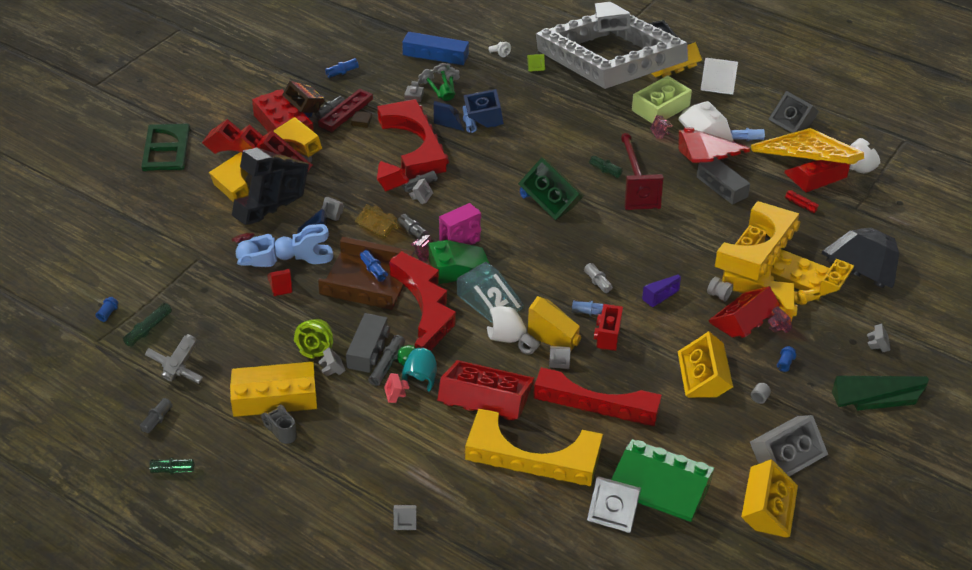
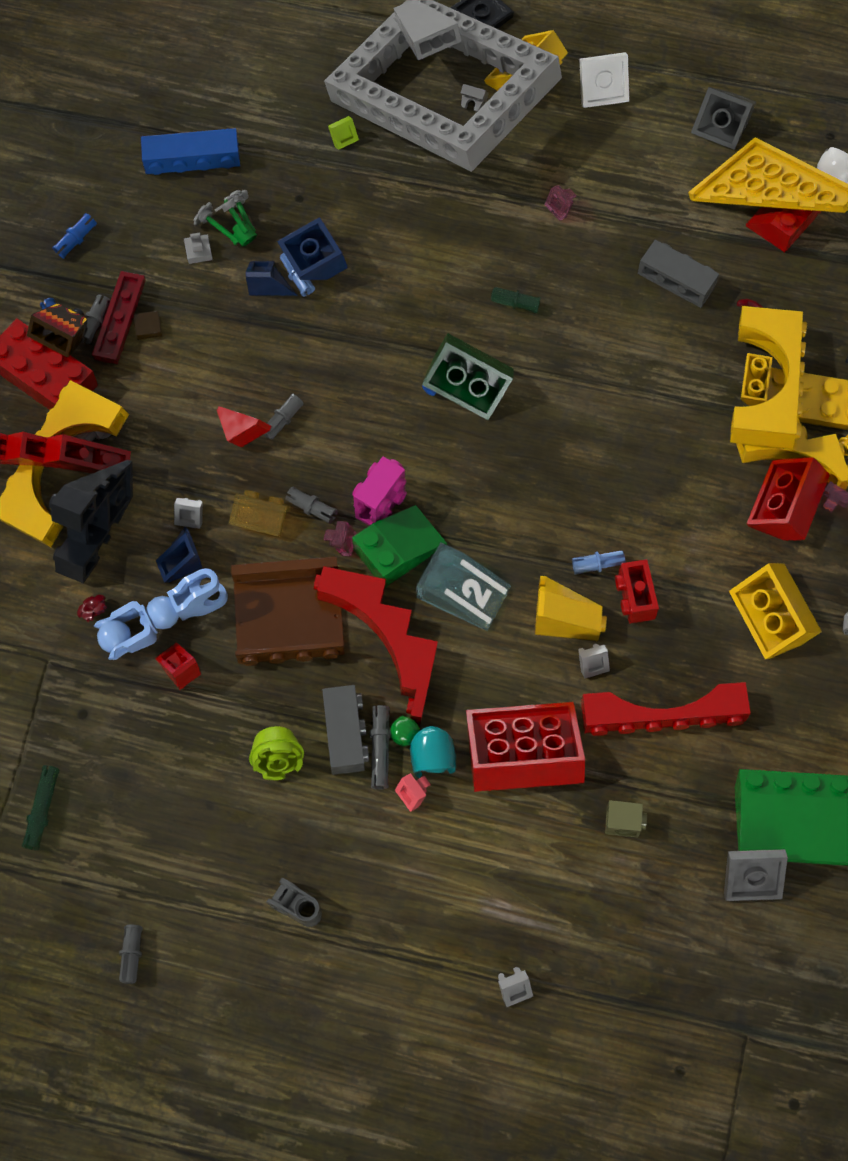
camera: 20 degrees left, 25 degrees up
(171, 465) = (191, 1023): clear green axle -> none
(175, 365) = (115, 865): light grey piece -> none
(266, 387) = (256, 846): yellow slope -> none
(331, 363) = (315, 778): light grey tile -> none
(373, 265) = (292, 595): blue axle -> none
(410, 117) = (213, 301): red arch -> none
(421, 191) = (294, 436): light grey tile -> none
(502, 47) = (286, 120): white plate -> none
(506, 325) = (508, 637): white piece -> none
(530, 341) = (546, 648): light grey tile -> none
(536, 443) = (625, 819): none -> olive brick
(572, 464) = (567, 838): yellow arch -> none
(598, 277) = (586, 506): light grey axle -> none
(641, 190) = (588, 337): dark red tile -> none
(661, 98) = (544, 152): yellowish green brick -> none
(661, 290) = (669, 505): dark purple slope -> none
(704, 147) = (641, 226): slope -> none
(706, 119) = (616, 174): white wedge -> none
(719, 288) = (744, 469): light grey wheel -> none
(748, 134) = (676, 174): light blue axle -> none
(801, 201) = (788, 274): red axle -> none

